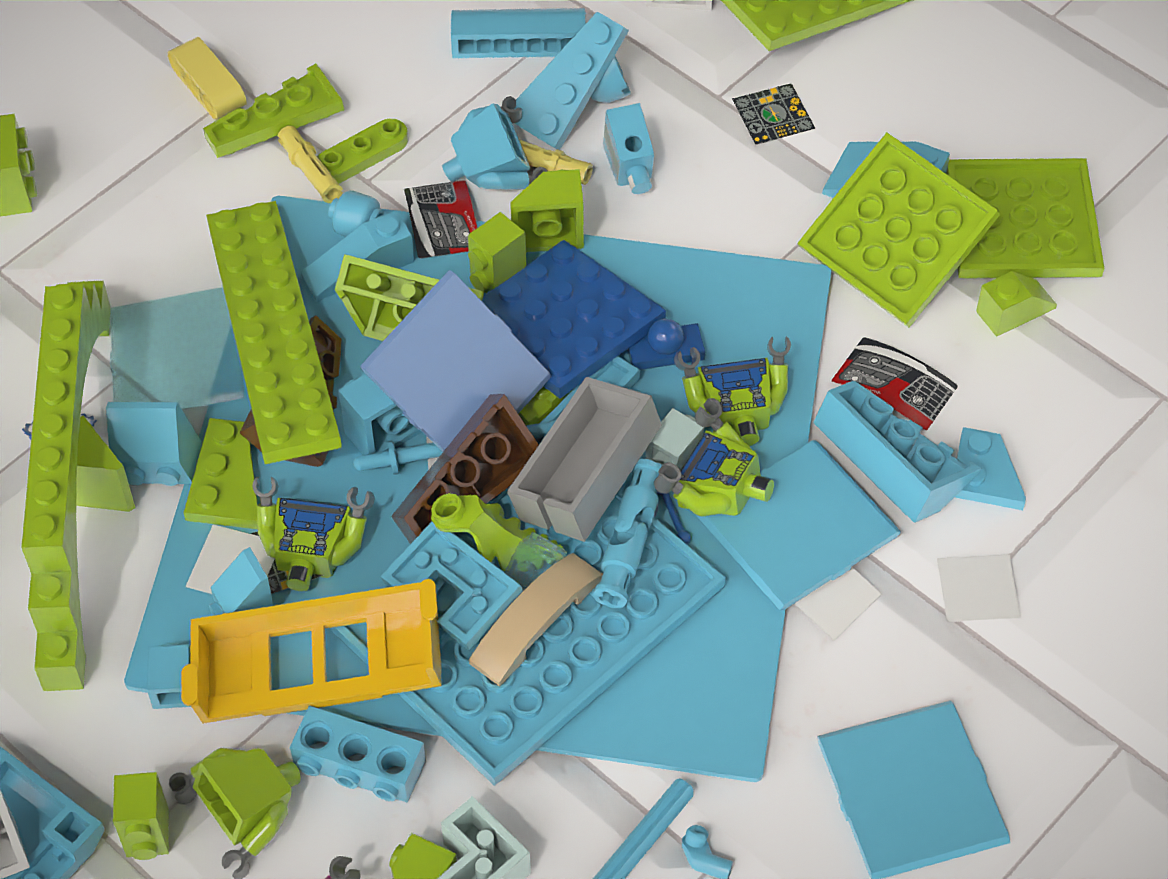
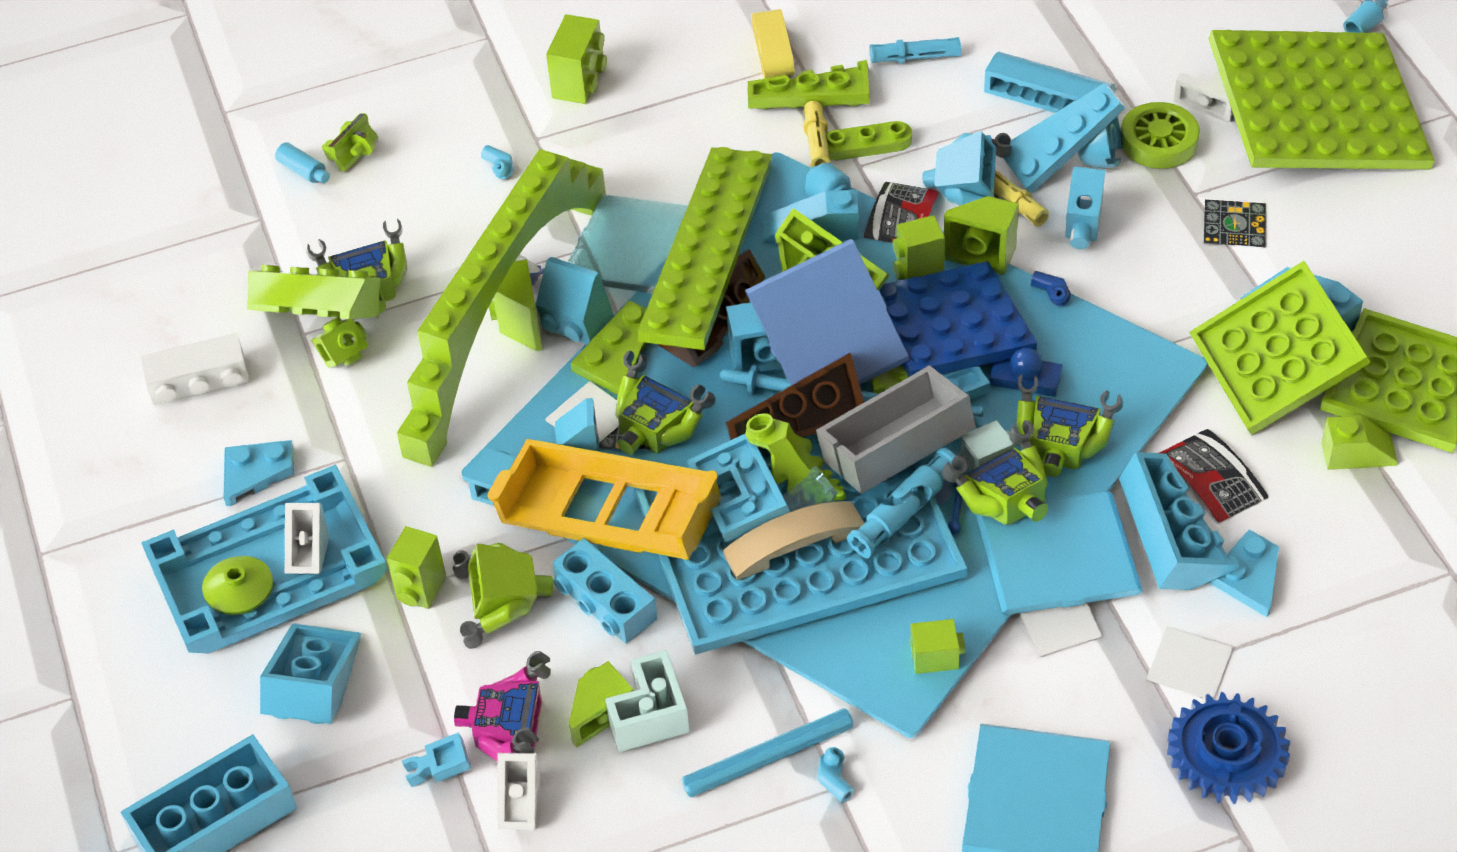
camera: 30 degrees right, 5 degrees down
(348, 41) = (911, 50): none -> medium azure pin
(644, 243) = (1054, 286): none -> blue arm
(657, 54) = (1152, 138): none -> lime wheel
(738, 674) = (936, 646): none -> lime brick
(1078, 688) = (1250, 767): none -> blue gear

